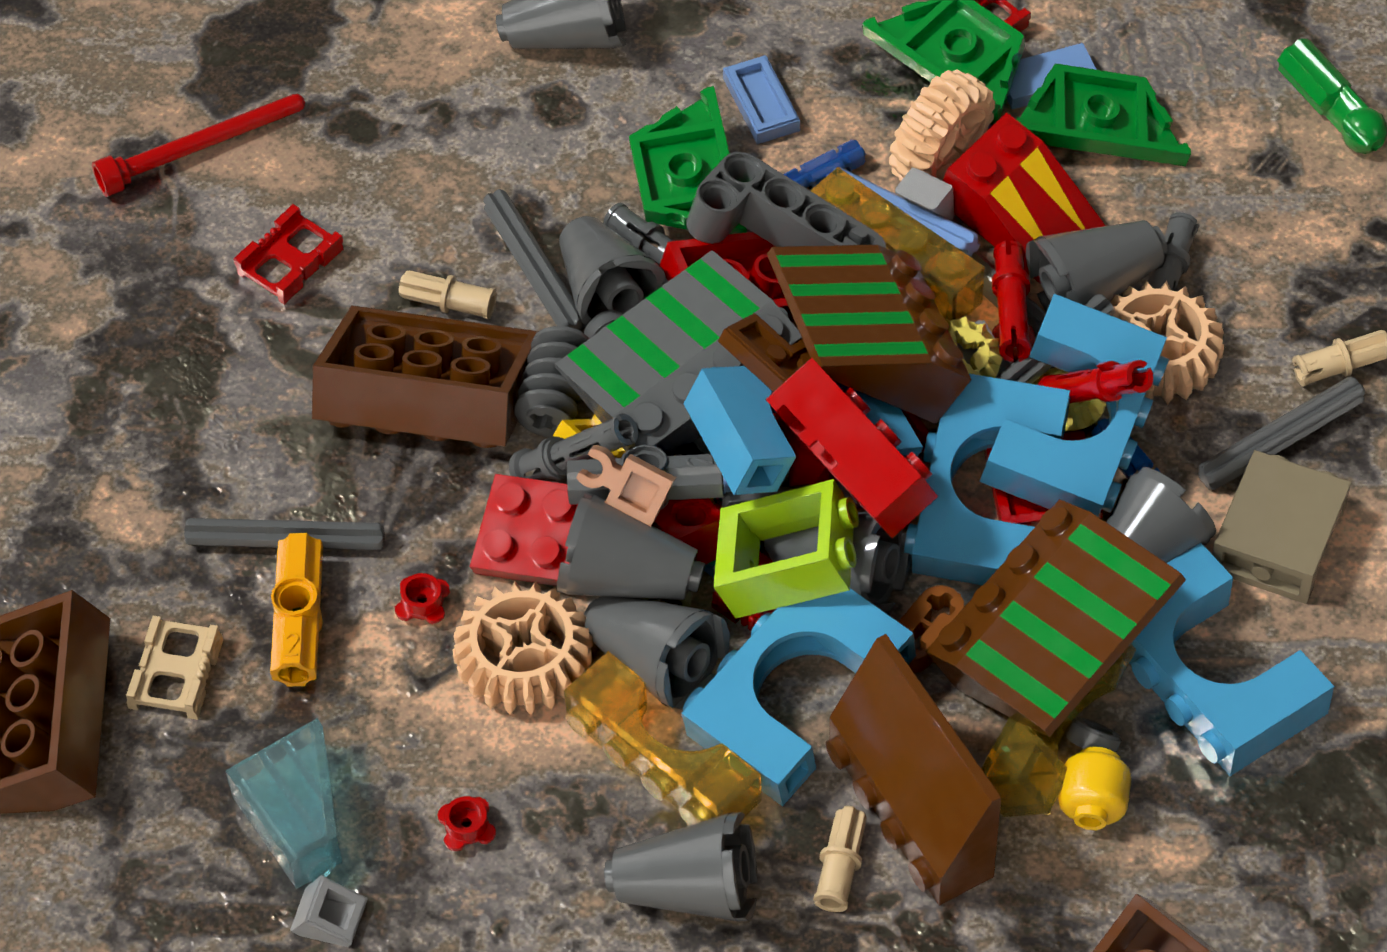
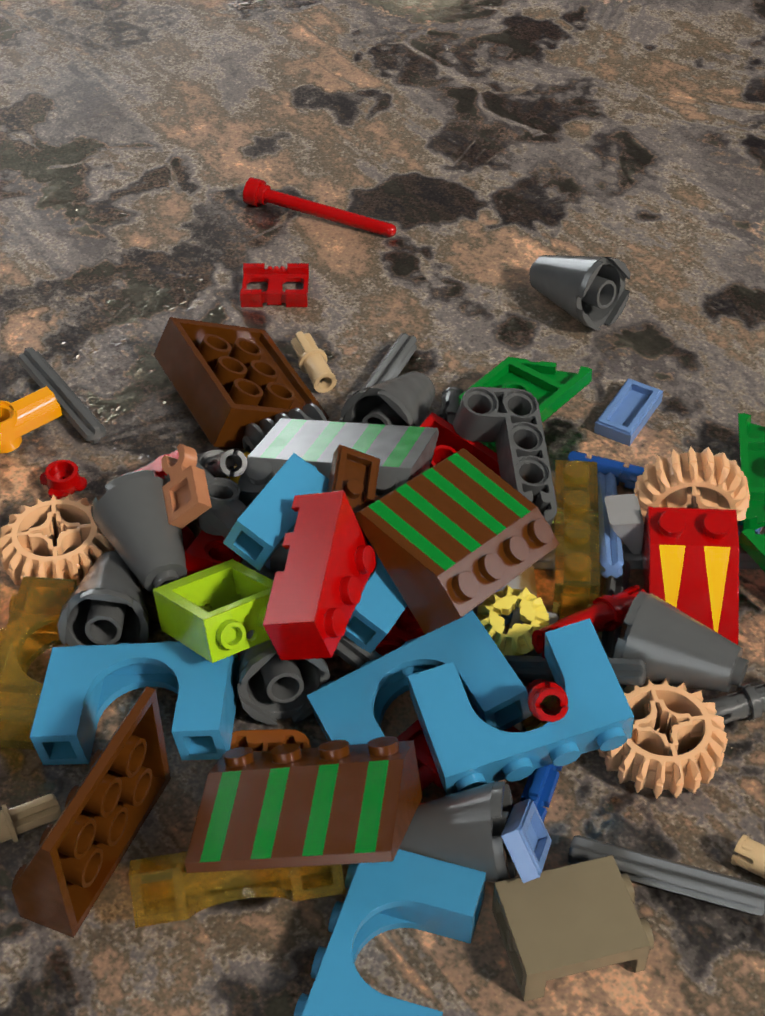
camera: 50 degrees right, 10 degrees down
(1092, 734) = (244, 919): dark grey tile -> none
(1095, 788) = (192, 949): yellow head -> none
(1209, 496) = (526, 840): none -> medium blue tile

